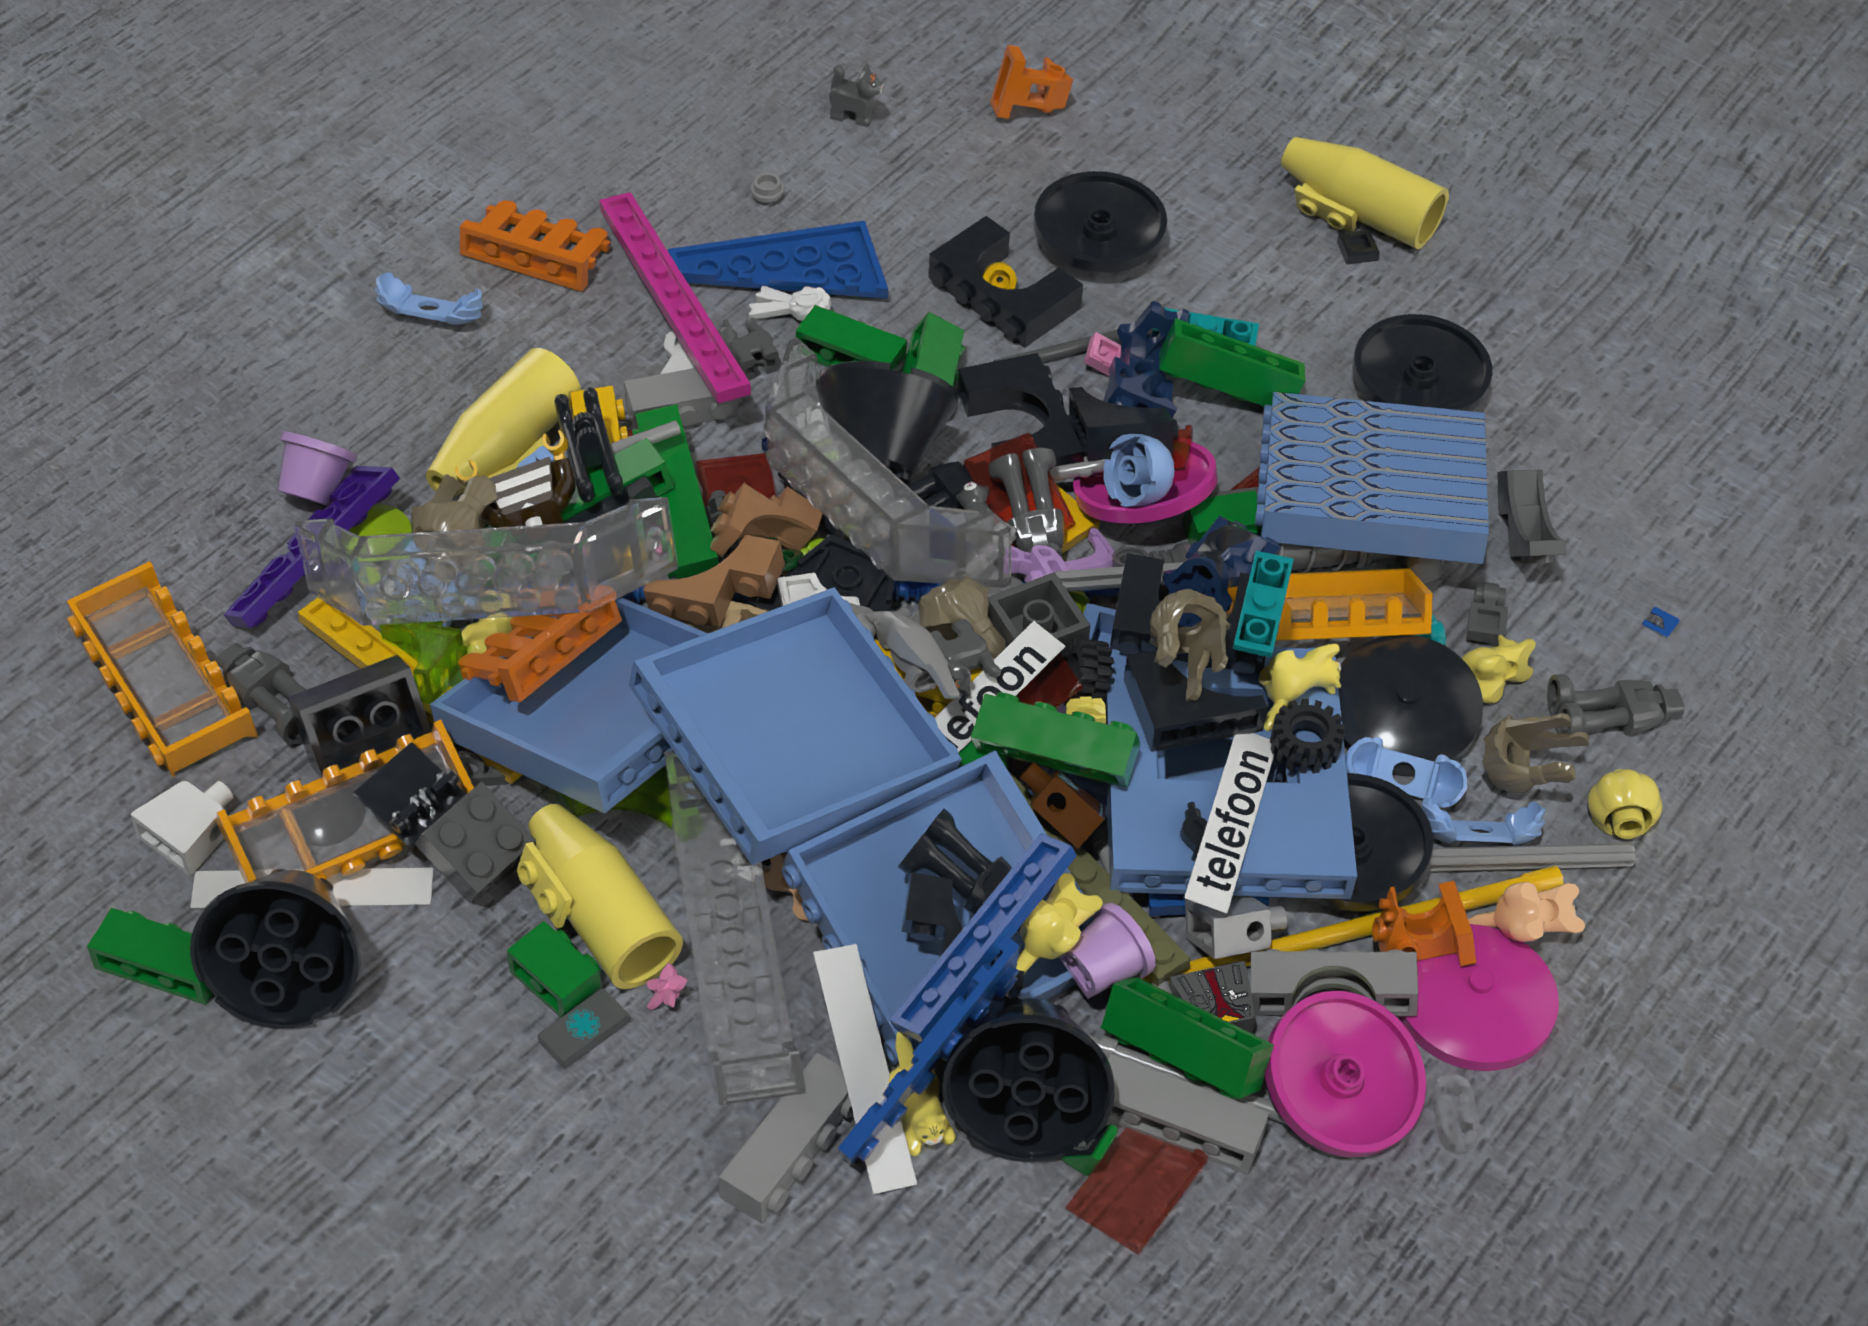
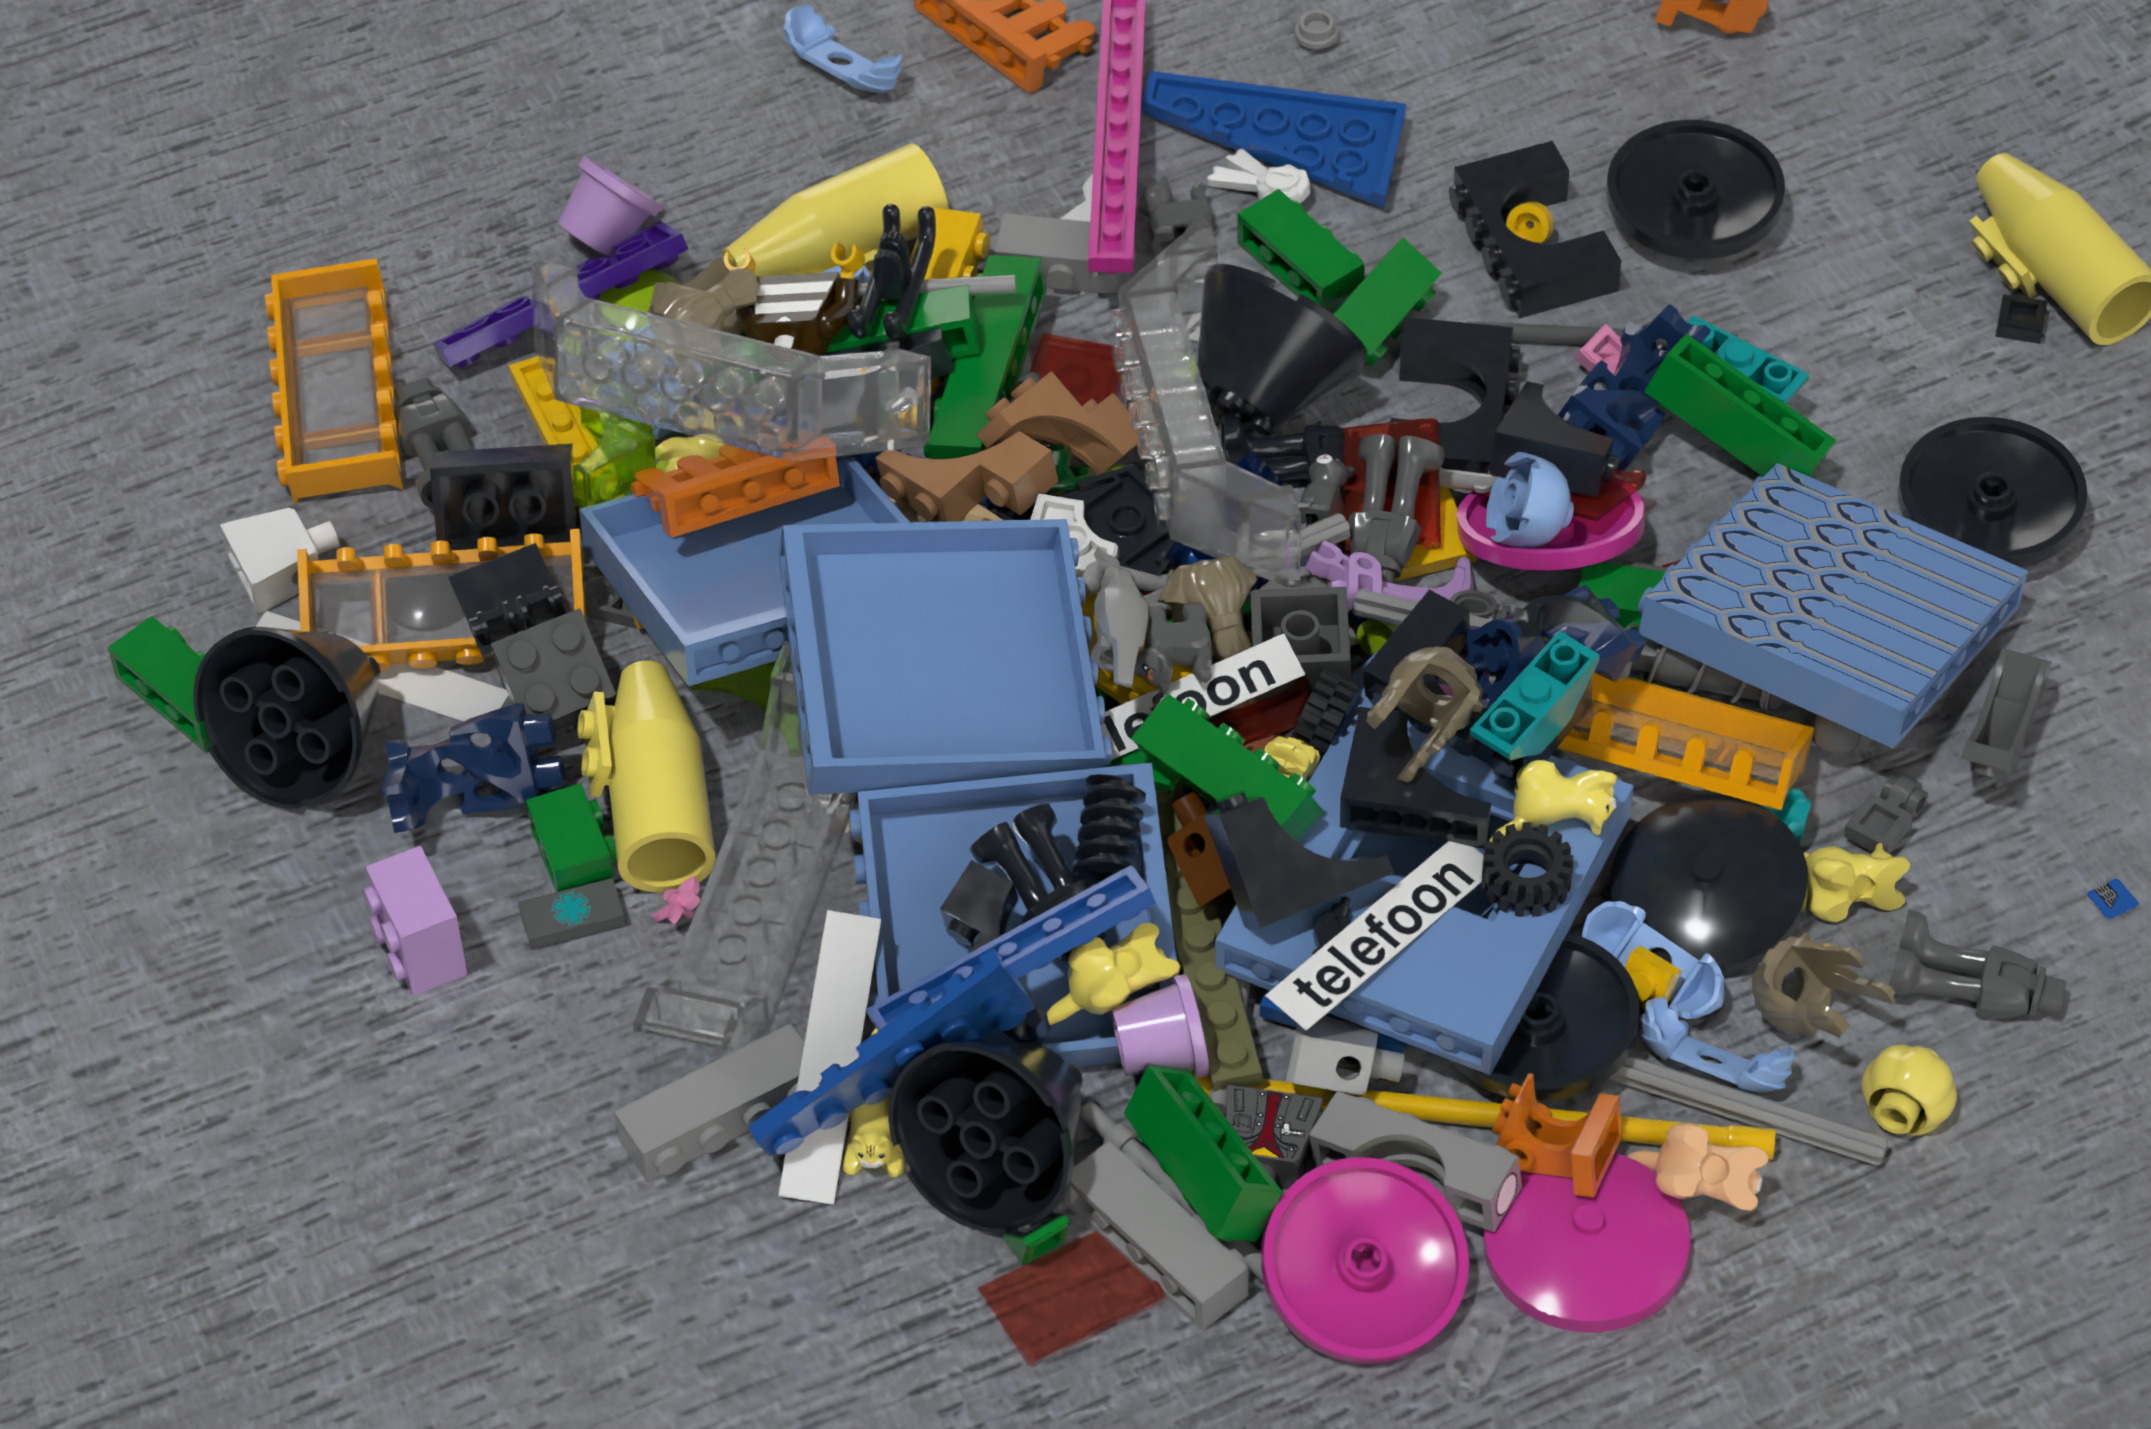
camera: 30 degrees right, 0 degrees up
(470, 1080) = (414, 921): none -> lavender brick
(472, 925) = (418, 778): none -> dark blue hips
(994, 812) = (1107, 827): none -> black piece
(1138, 800) = (1272, 871): none -> black arch
(1411, 781) = (1651, 975): none -> yellow plate

